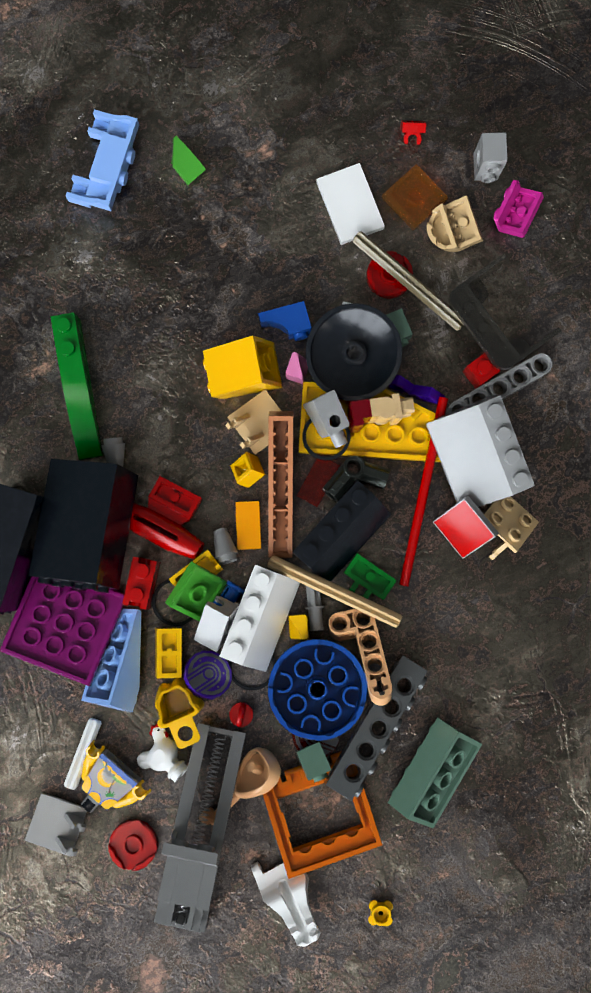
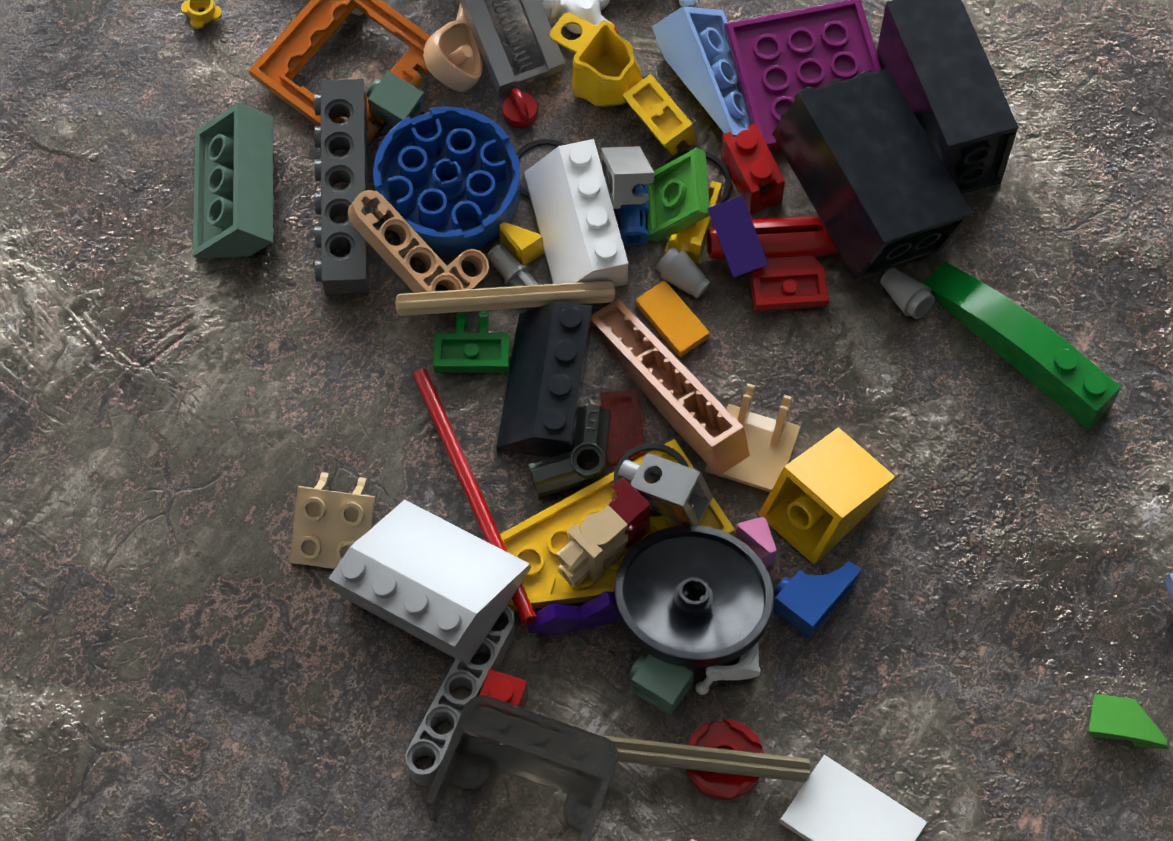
camera: 145 degrees right, 20 degrees down
(184, 538) = (737, 236): none -> dark purple tile
(207, 675) = (595, 114): tile -> none
(247, 470) = (725, 379): yellow slope -> none
(465, 527) = (386, 480): tile -> none

